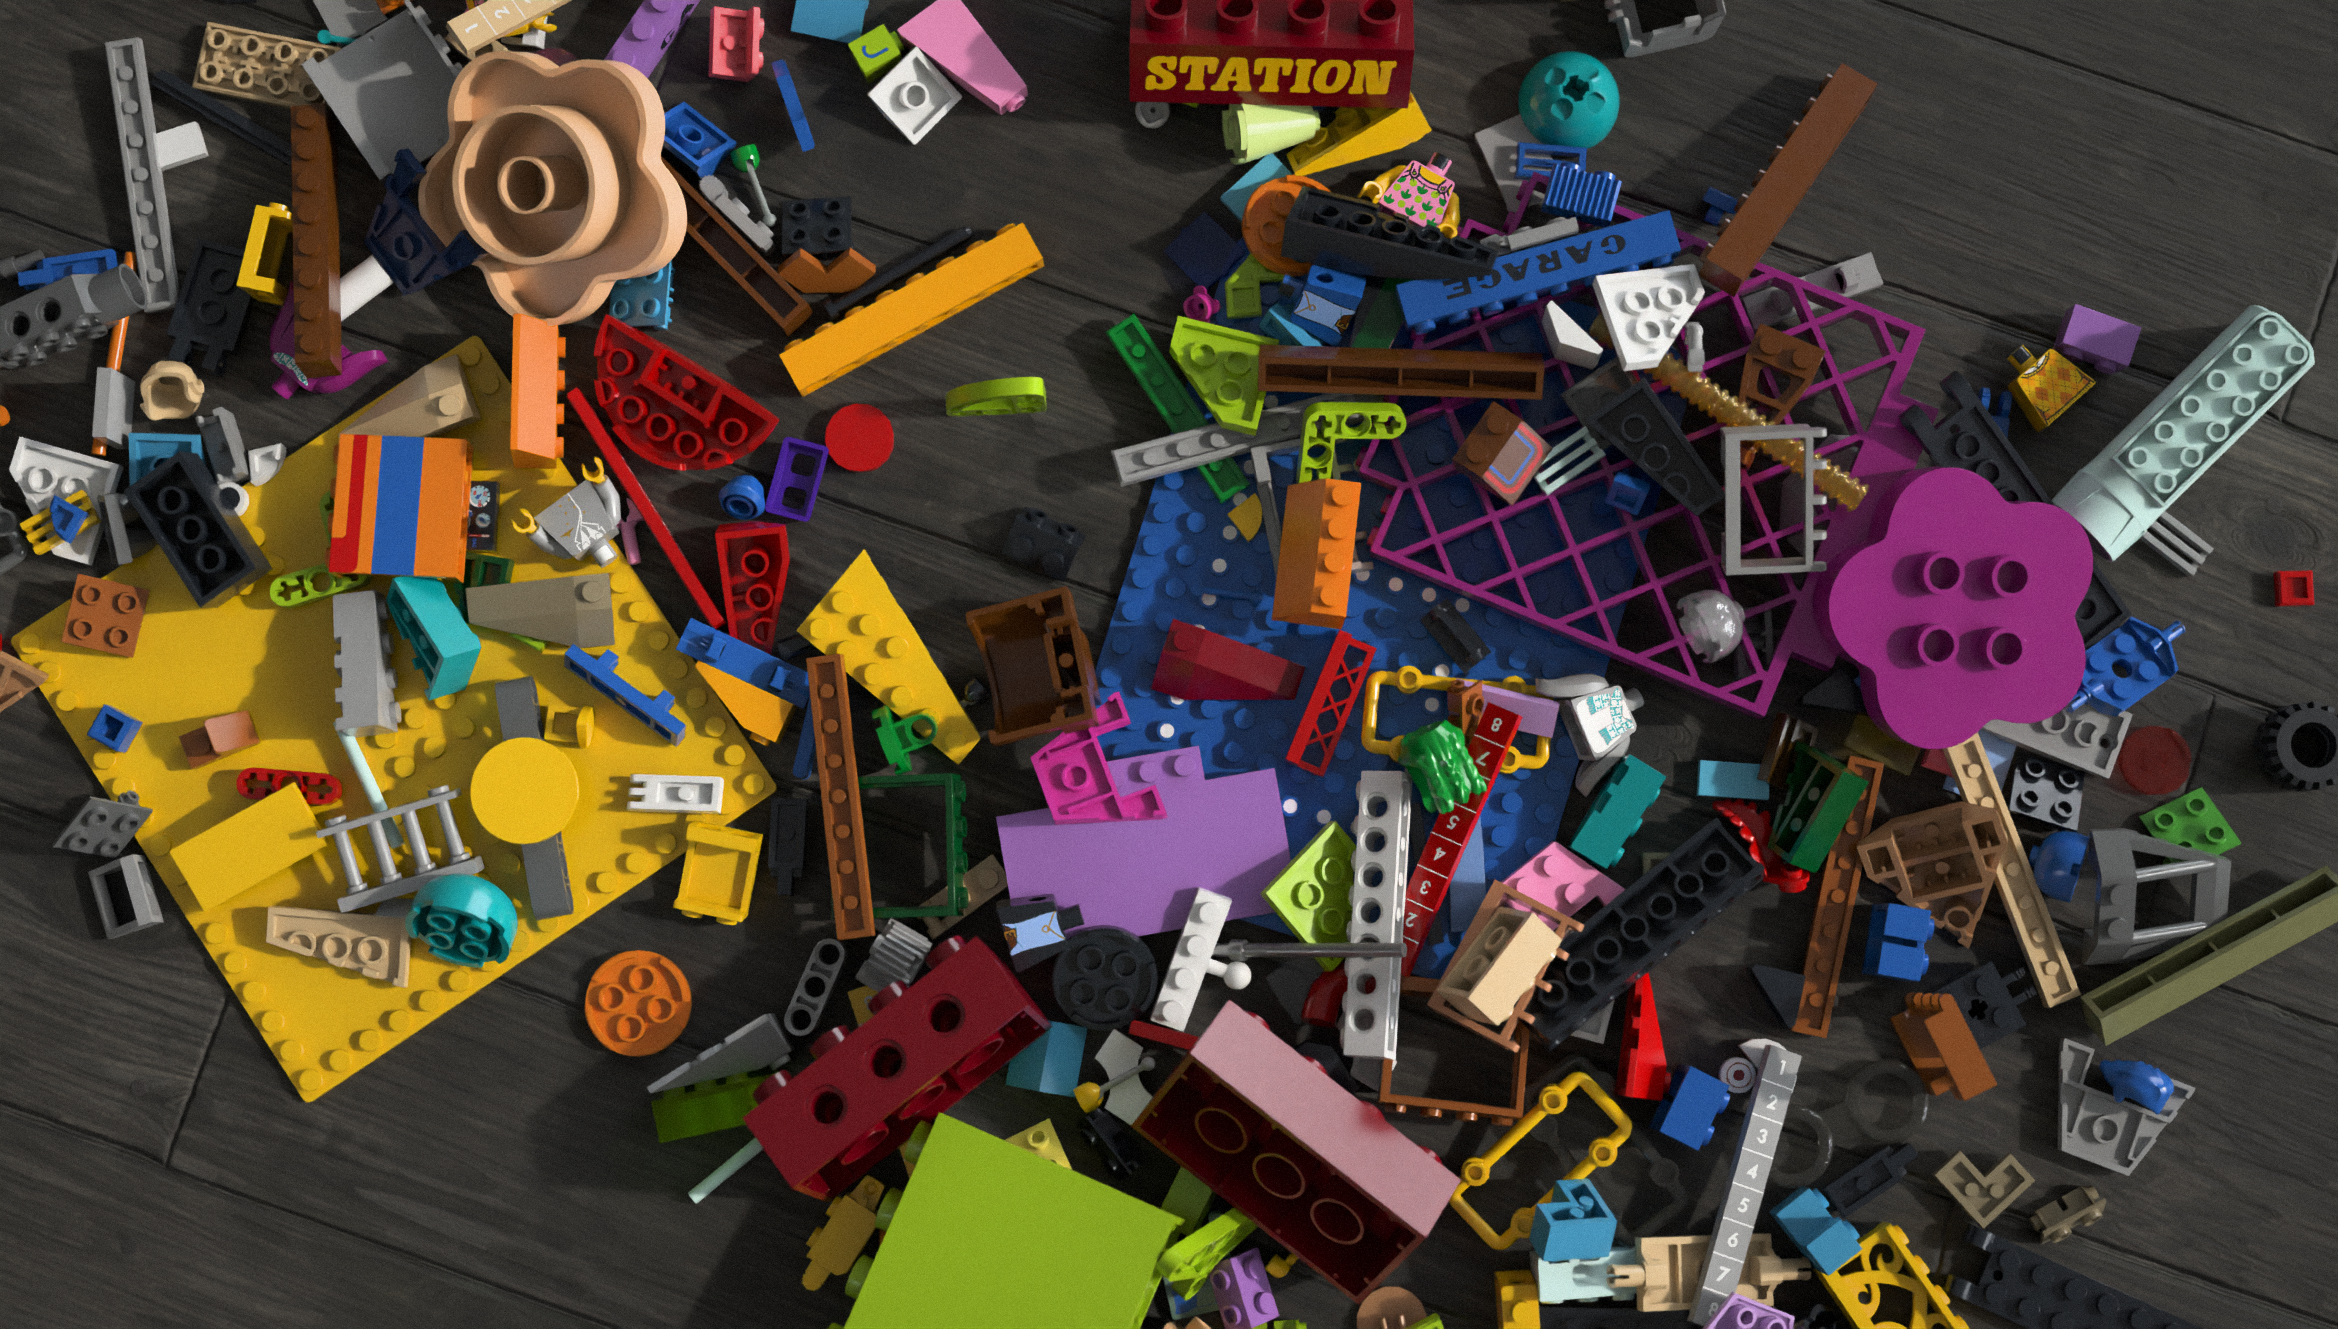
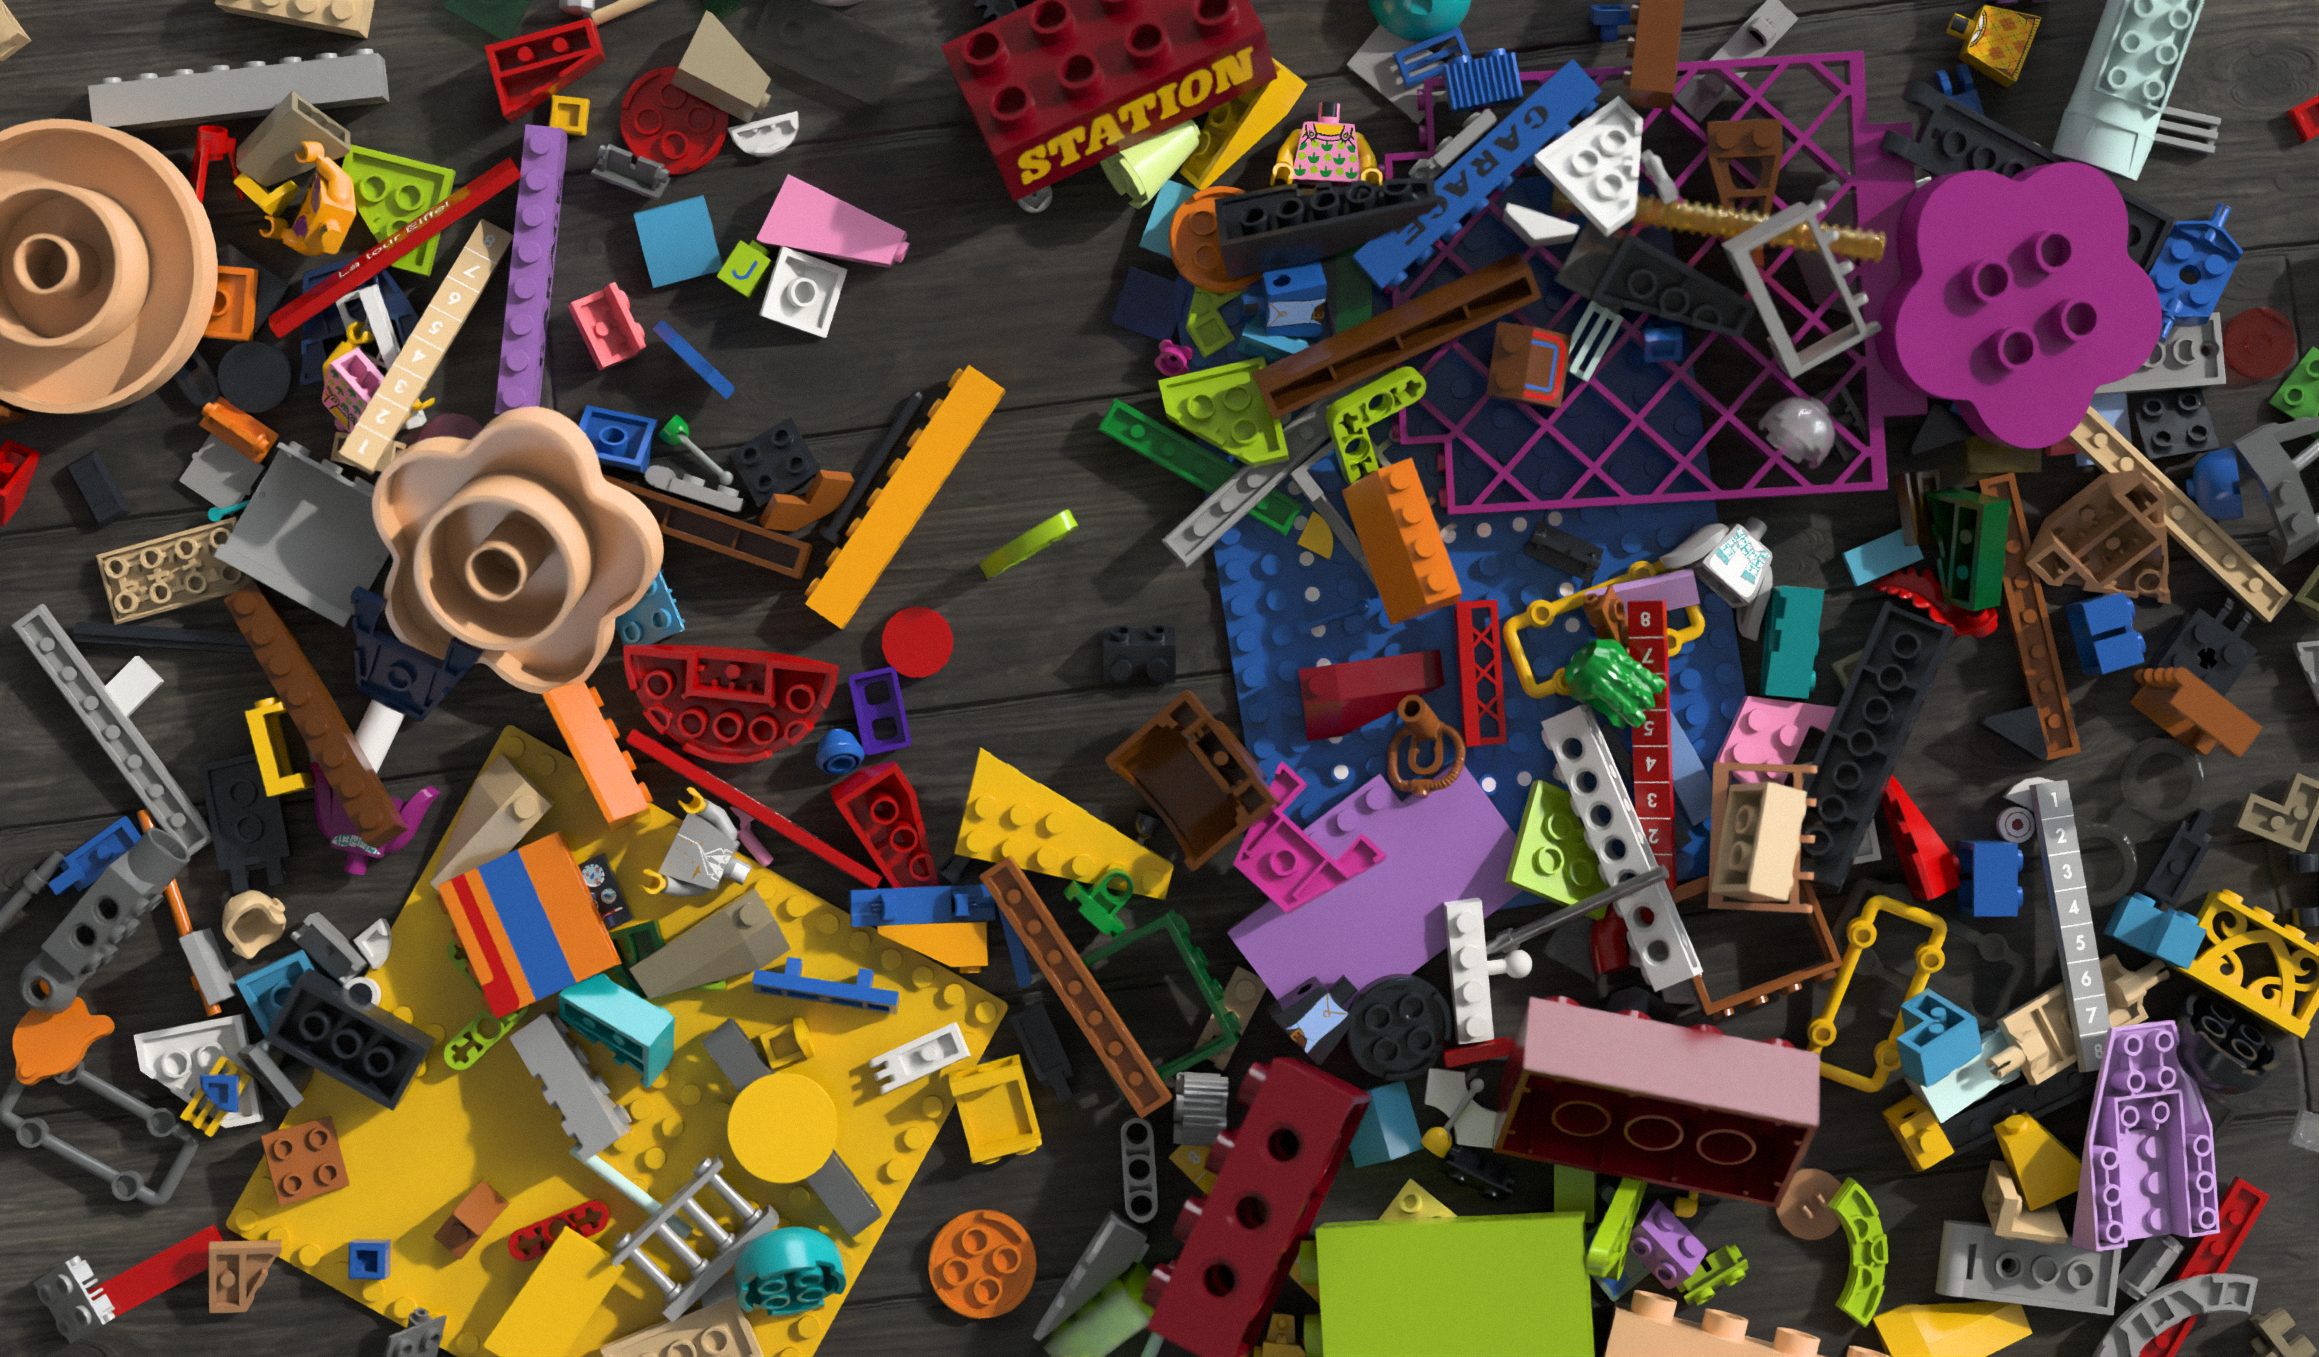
camera: 20 degrees left, 5 degrees up
(1256, 724) = (1423, 726): none -> dark orange piece

